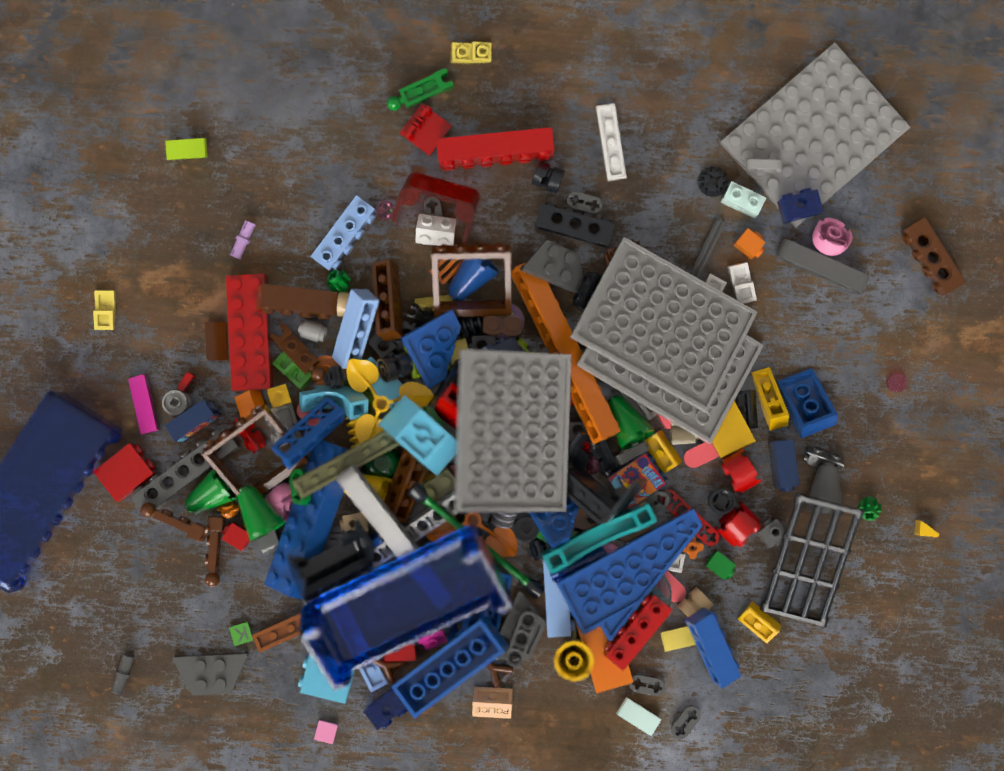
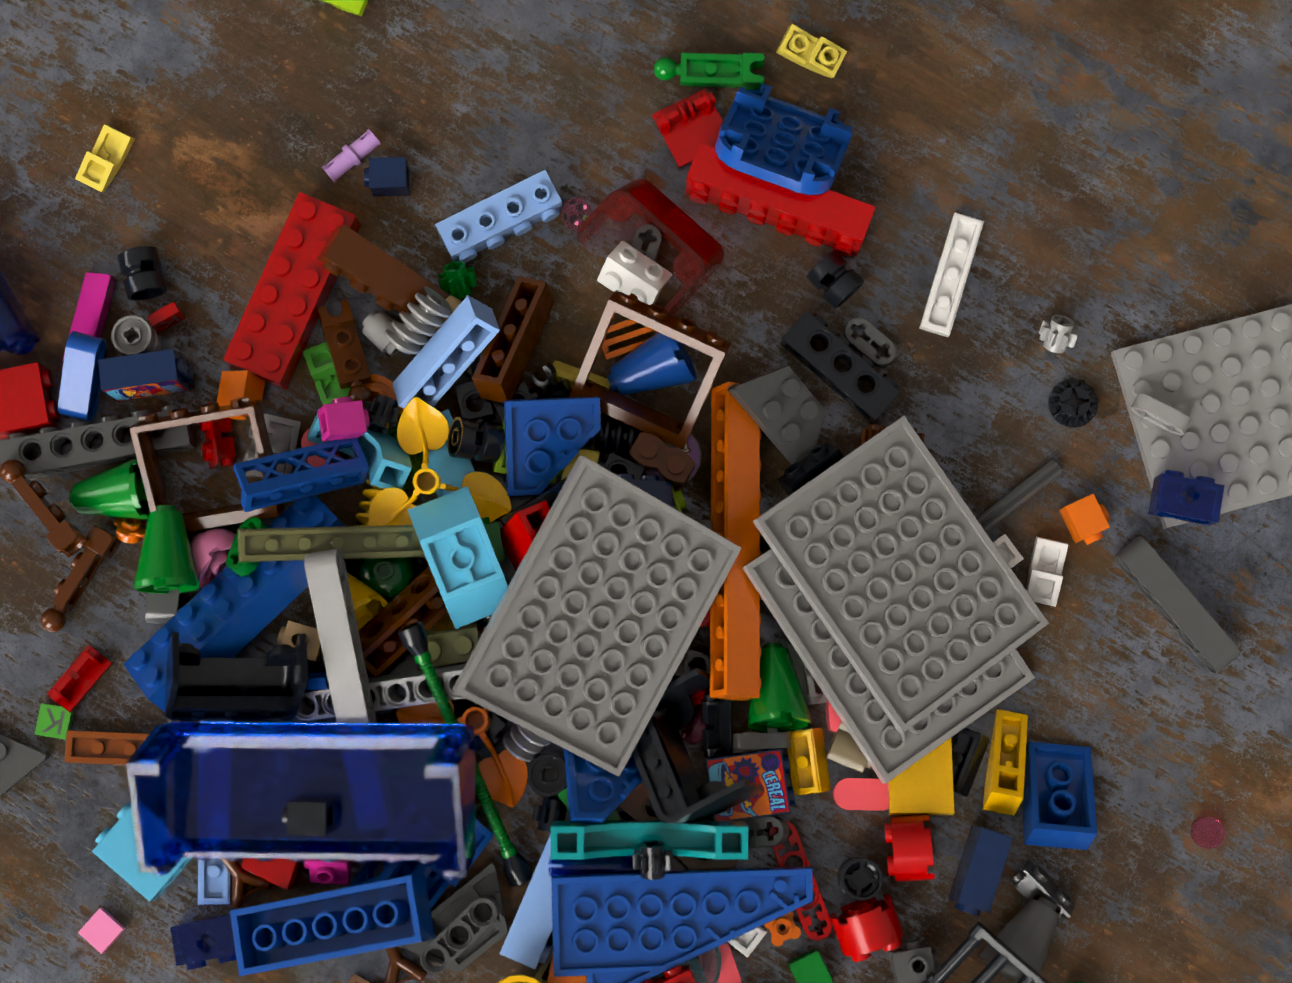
camera: 20 degrees right, 5 degrees down
(158, 438) = (81, 376): none -> beam
(160, 364) = (142, 273): none -> black wheel
(216, 341) = (238, 280): reddish brown slope -> none
(236, 536) = (119, 574): red brick -> none
(243, 603) = (79, 678): none -> red hinge
(269, 242) = (387, 176): none -> dark blue brick
(279, 396) = (287, 401): yellow brick -> none
(316, 391) = (343, 419): none -> dark pink brick
(331, 317) = (419, 323): none -> light grey piece
(409, 615) = (309, 816): none -> black brick
(481, 114) = (782, 142): none -> blue tile
(605, 547) = (652, 859): none -> black gear
(686, 147) = (1058, 334): none -> light grey gear
(743, 199) = (1105, 450): light aqua brick -> none
(831, 237) = (1211, 567): bright pink cylinder -> none

